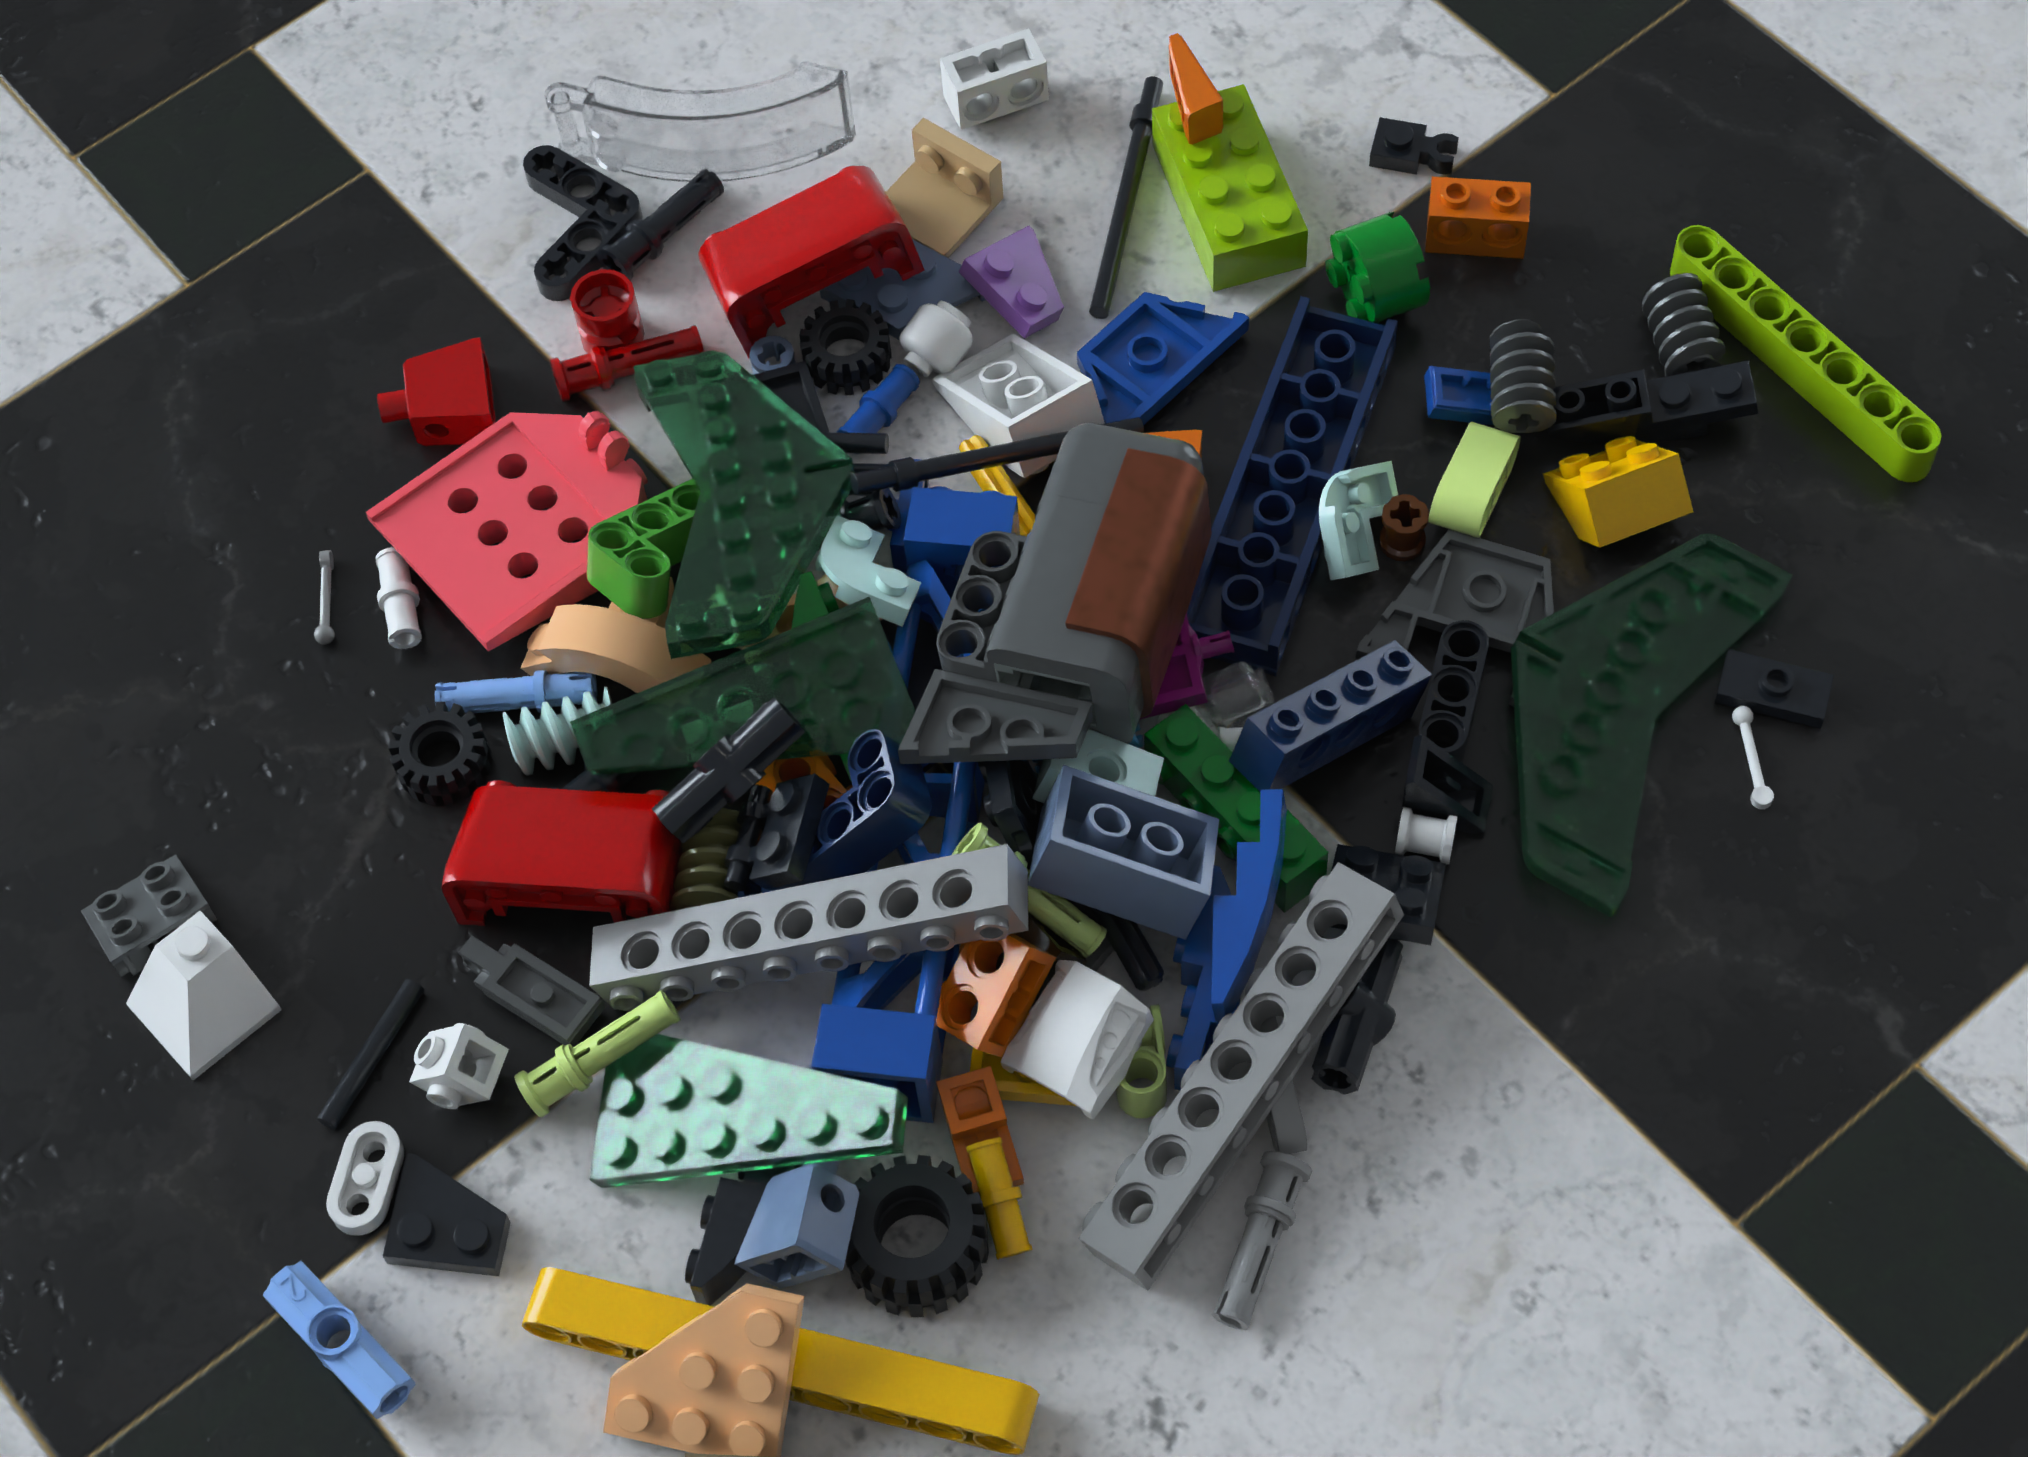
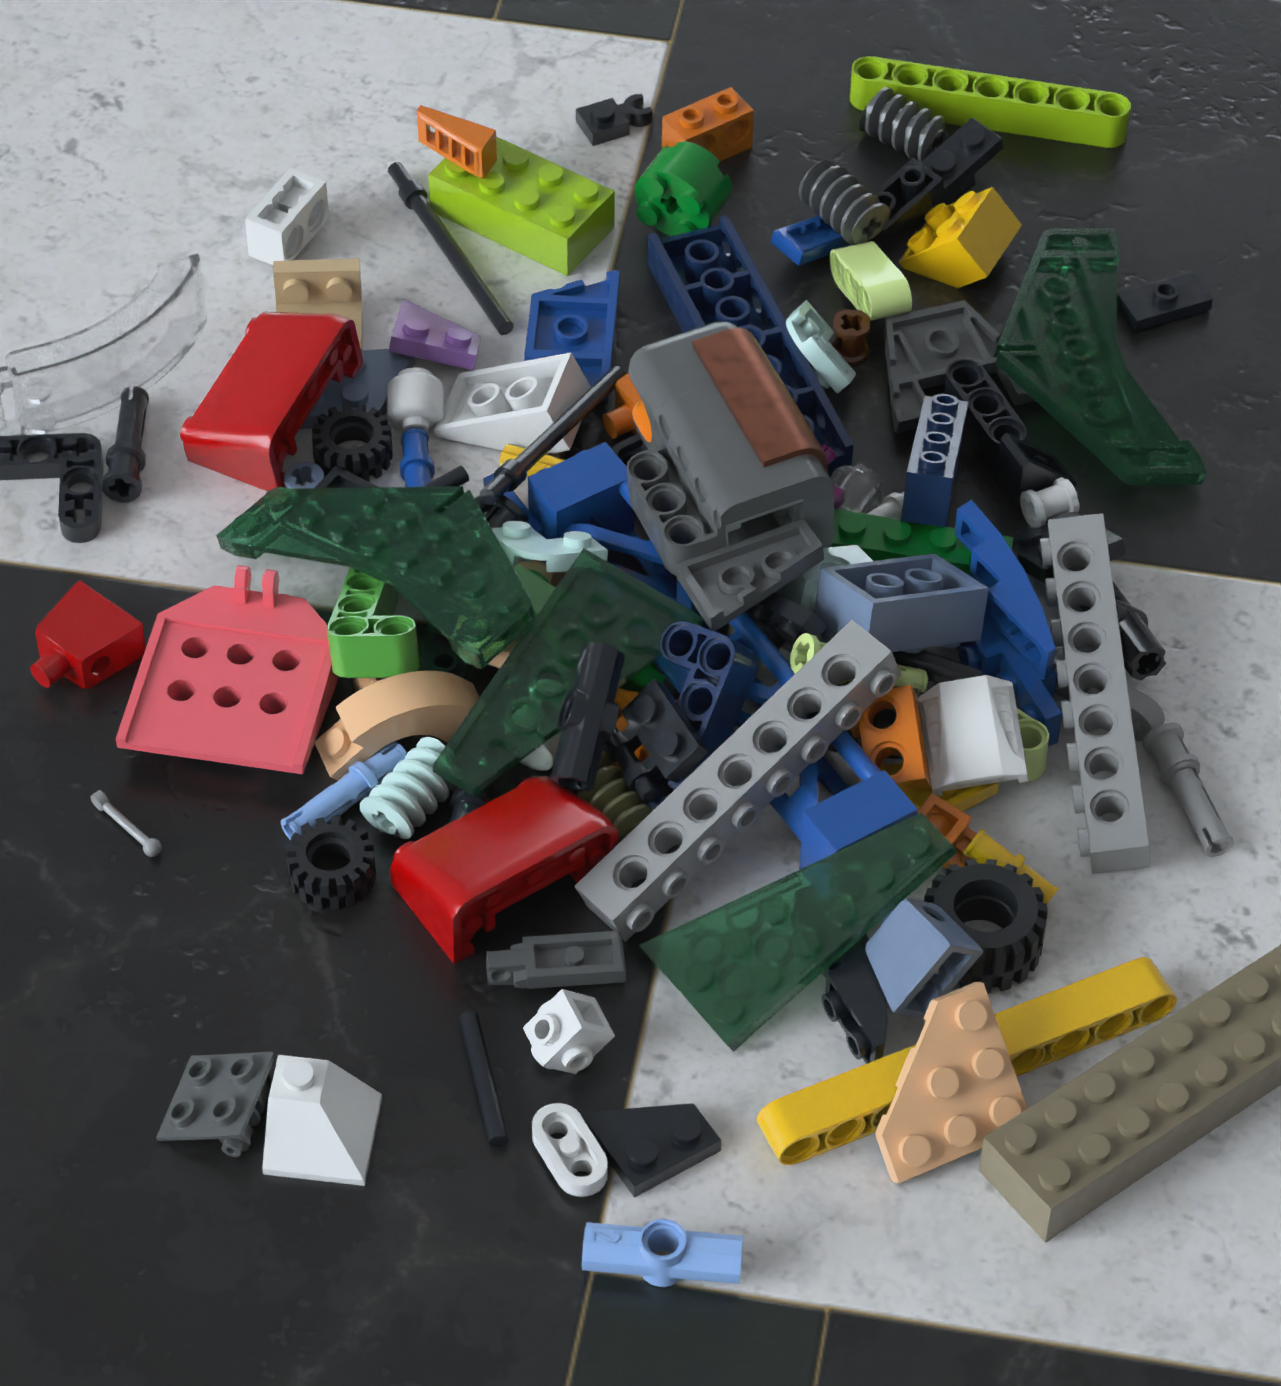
camera: 45 degrees left, 10 degrees down
(398, 599) = (188, 787): white pin -> none
(574, 1066) = (649, 979): yellowish green pin -> none
(603, 367) = (185, 555): red pin -> none
(606, 310) = (157, 517): red wheel -> none
(1762, 795) = (1217, 365): white hinge -> none

